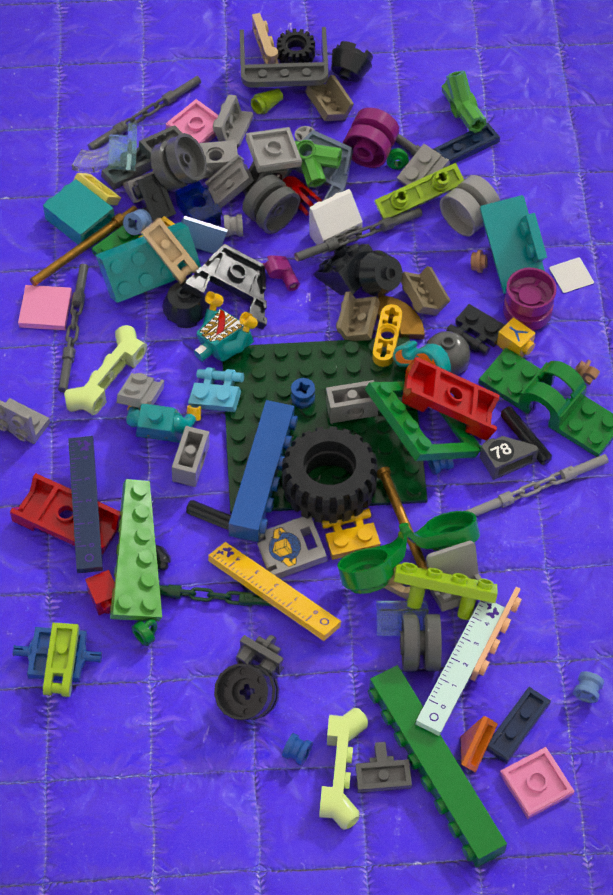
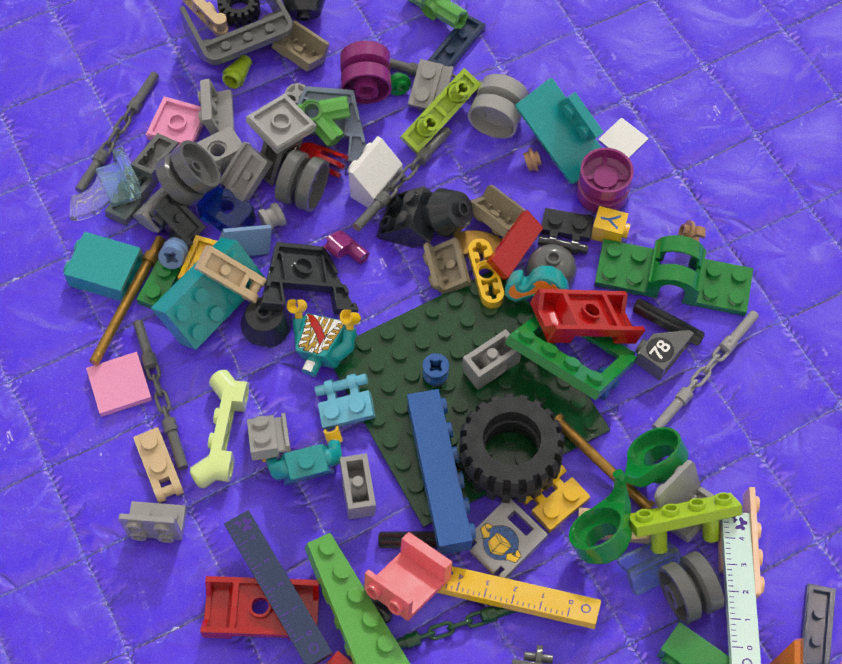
camera: 25 degrees left, 5 degrees up
(44, 379) = (158, 464): none -> tan plate
(98, 188) = (110, 231): light yellow plate -> none
(194, 542) = (409, 578): none -> coral panel
(422, 320) = (515, 244): none -> red tile

